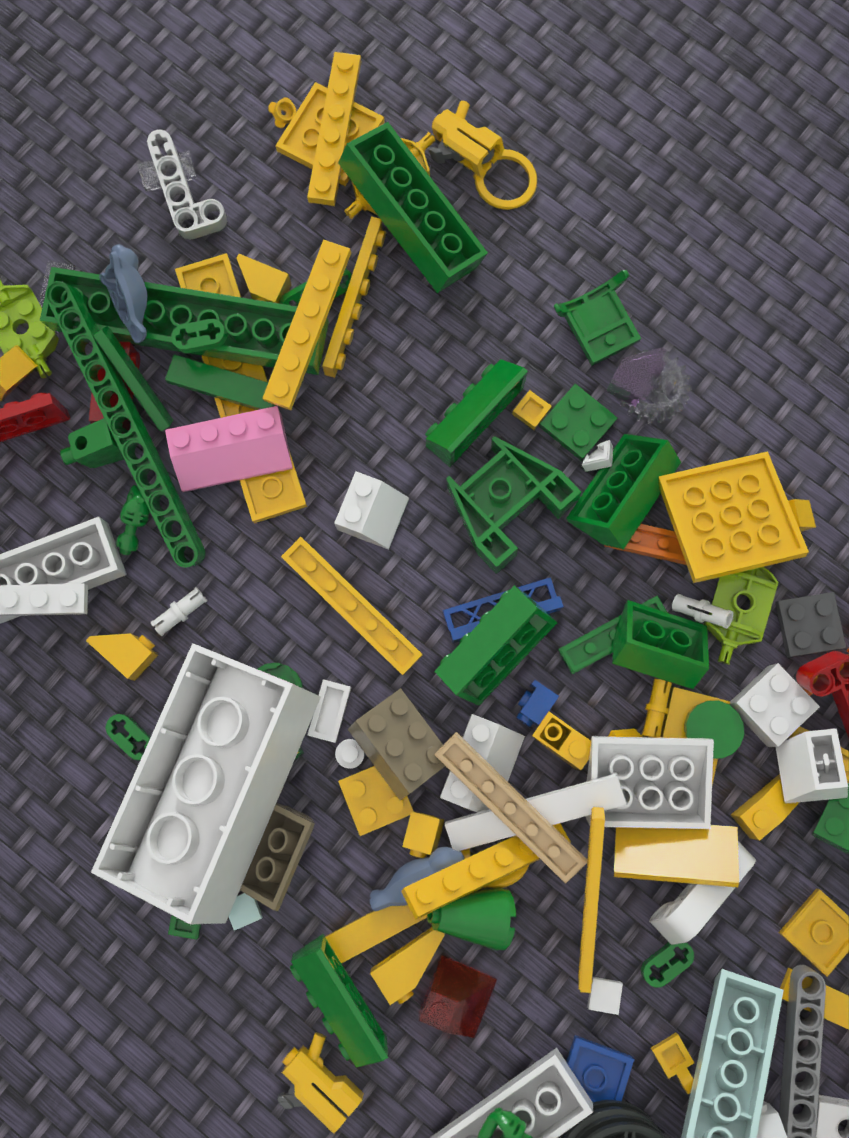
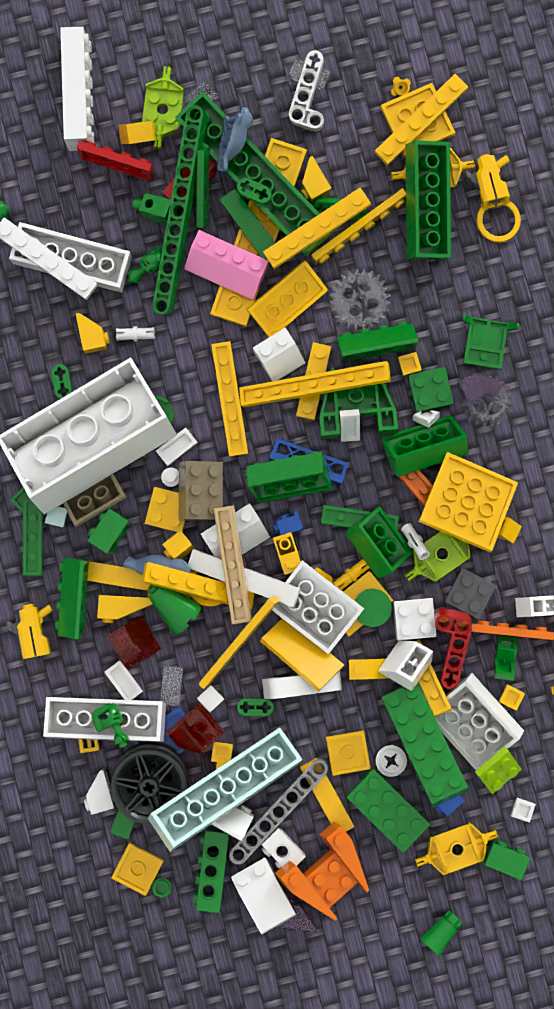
camera: 35 degrees right, 5 degrees up
(235, 967) = (32, 539): none -> green tile
(323, 882) = (109, 531): none -> green brick
(332, 438) = (287, 299): none -> yellow plate
(432, 358) = (344, 305): none -> clear gear
(435, 512) = (317, 364): none -> yellow plate
(442, 511) = (315, 384): none -> yellow plate
(481, 1058) = (123, 681): none -> white tile
(519, 529) = (350, 425): none -> white tile
(544, 1016) = (172, 685): none -> clear tile
(622, 1057) = (195, 731): none -> clear red slope

